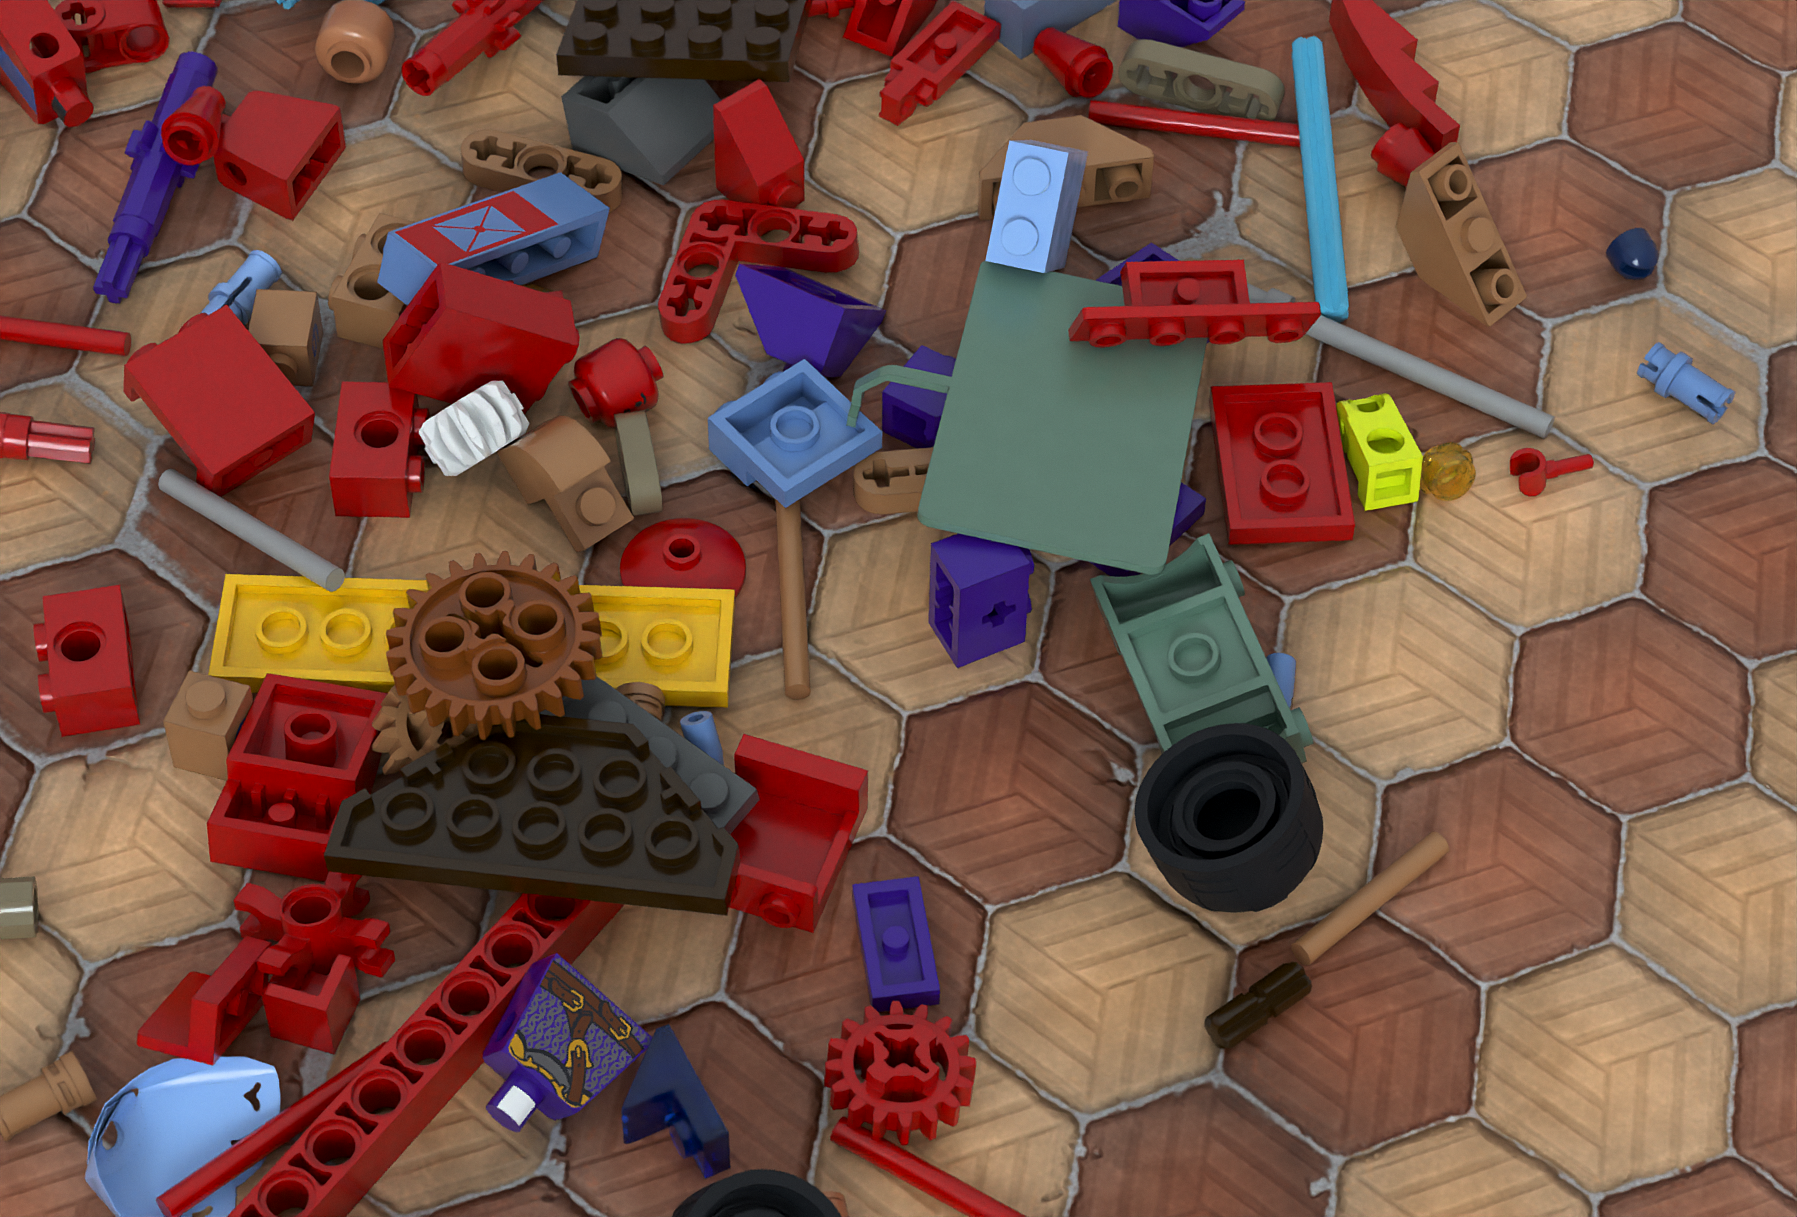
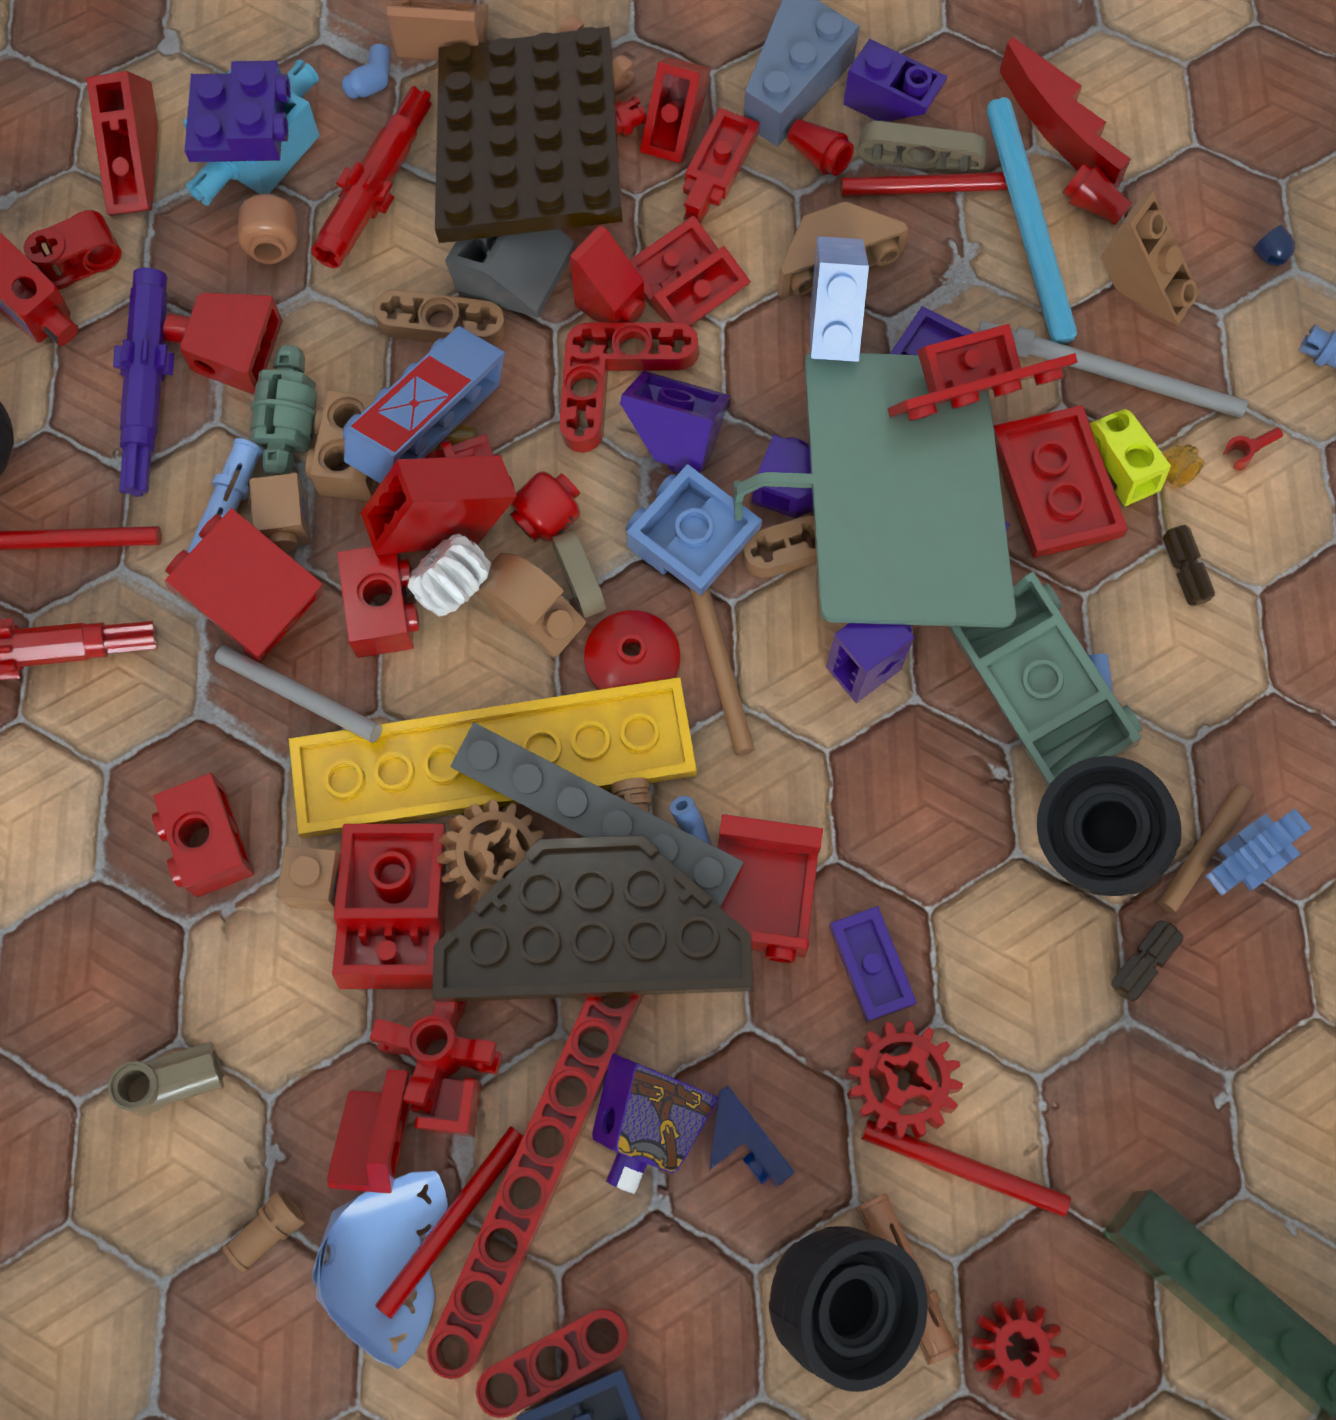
camera: 10 degrees left, 20 degrees up
(194, 128) = (163, 341): red cone -> none
(320, 228) = (283, 410): none -> sand green piece
(494, 645) = (499, 829): dark orange gear -> none
(867, 170) = (688, 274): none -> red slope
(1423, 888) = (1258, 852): none -> medium blue gear
(1432, 591) = (1193, 574): none -> dark brown piece

